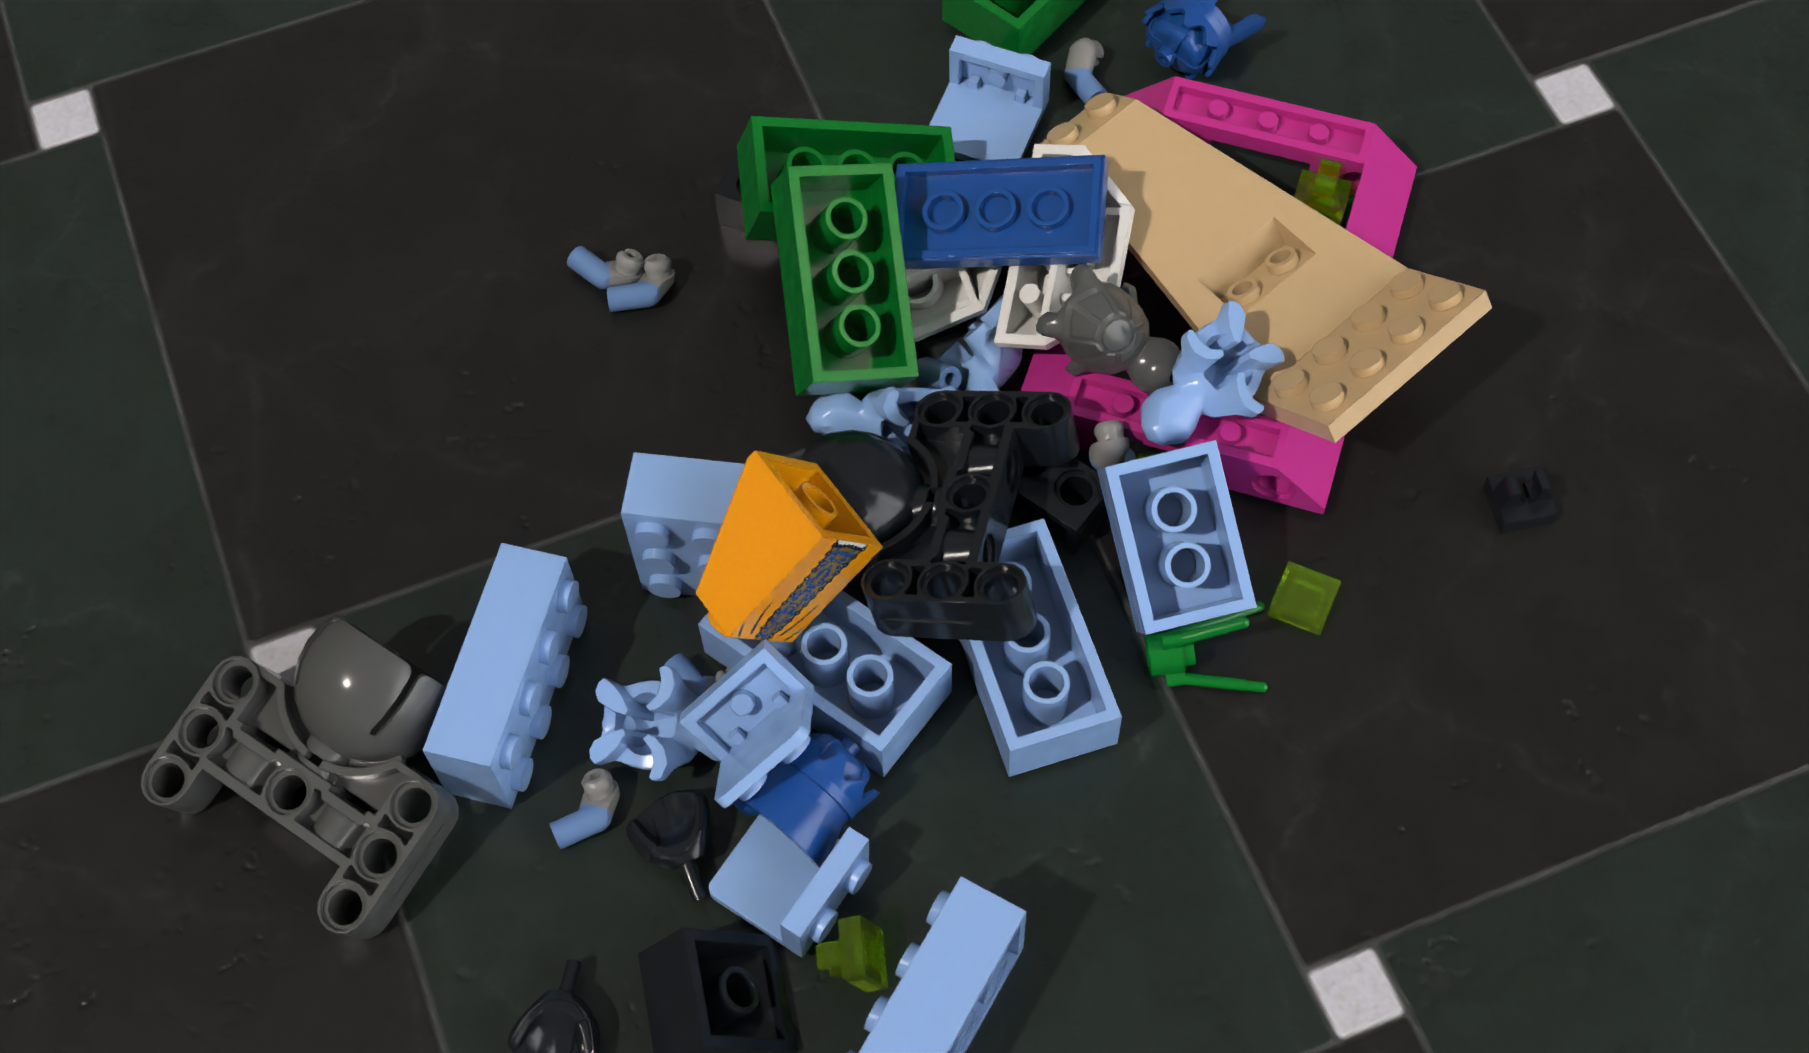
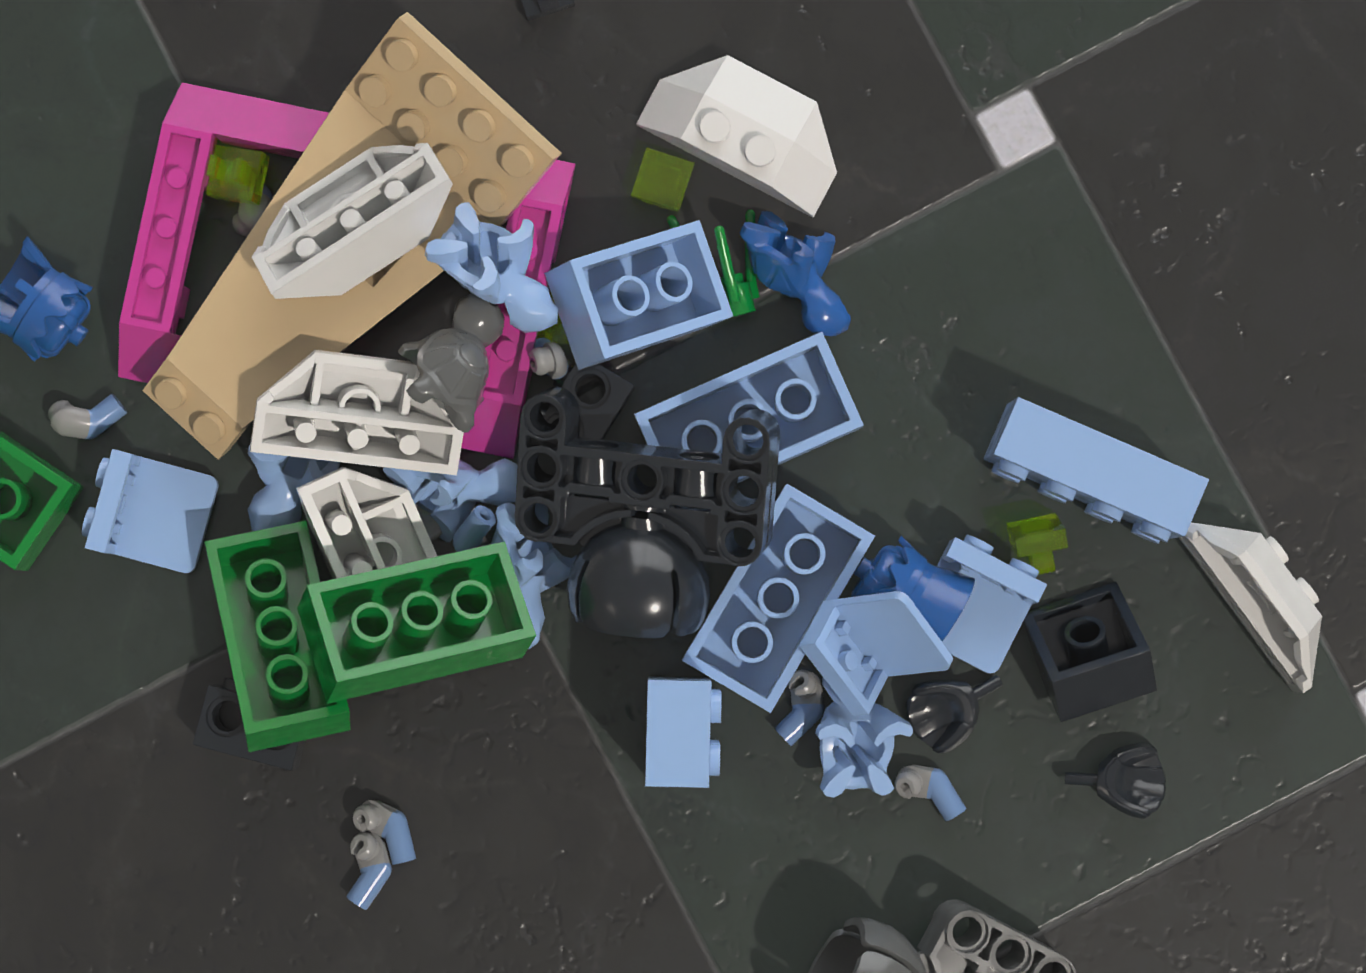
camera: 100 degrees left, 25 degrees up
(506, 677) = (828, 878): light blue brick -> none
(782, 550) = (727, 635): light orange slope -> none
(1002, 211) = (329, 478): blue tile -> none
(1196, 719) = (796, 271): none -> blue animal
(1259, 241) = (353, 222): none -> white wedge
(1356, 689) = (746, 129): none -> white wedge

